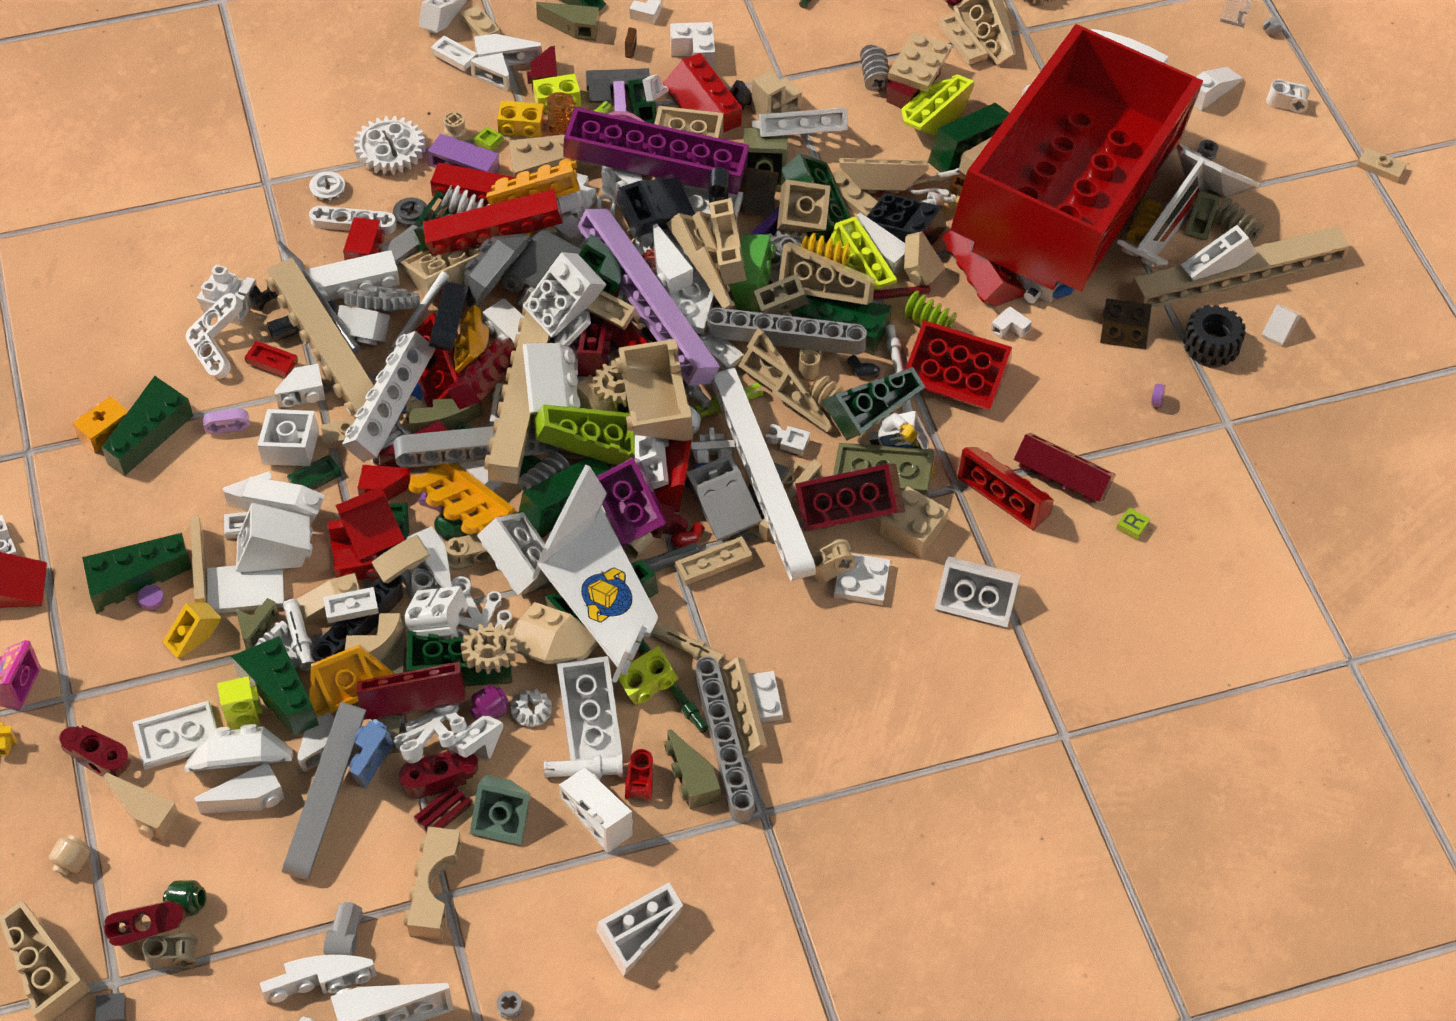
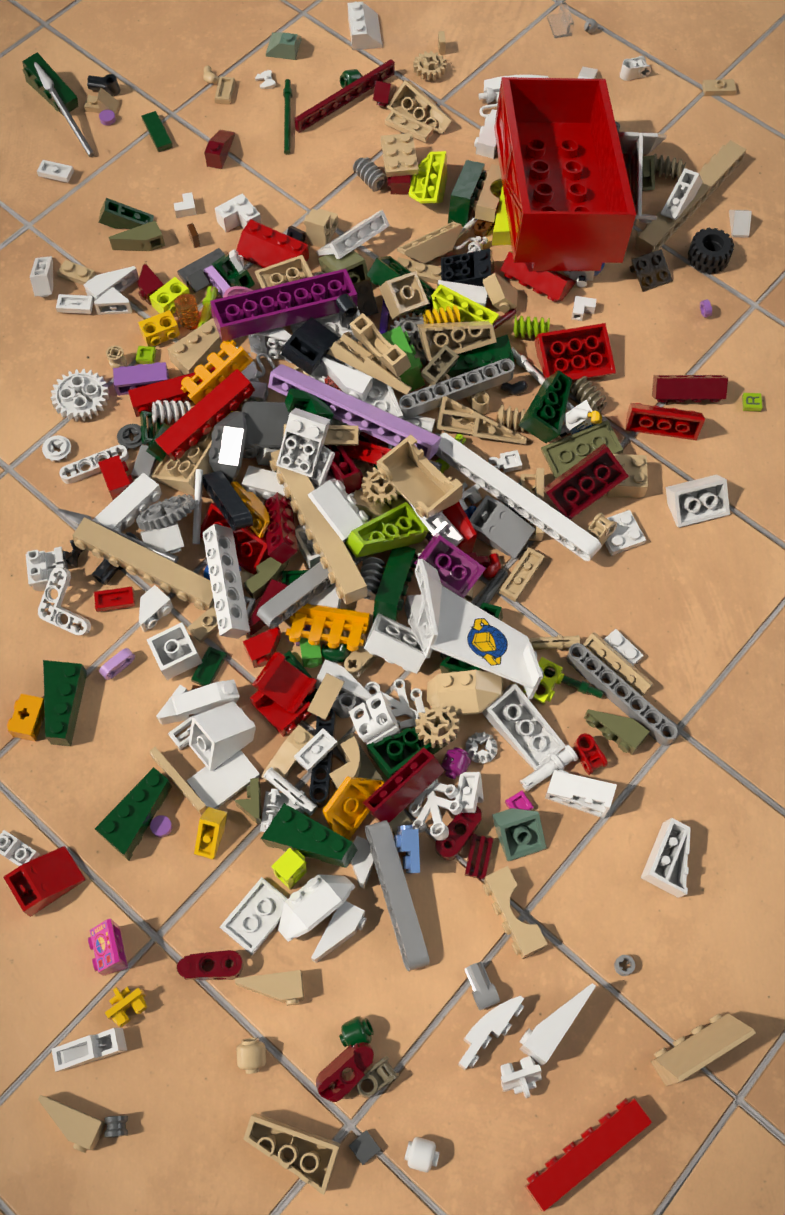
camera: 30 degrees left, 10 degrees up
(423, 515) = (310, 654): none -> bright green brick
(529, 781) = (519, 801): none -> dark pink tile
(938, 417) = (584, 391): none -> dark tan piece

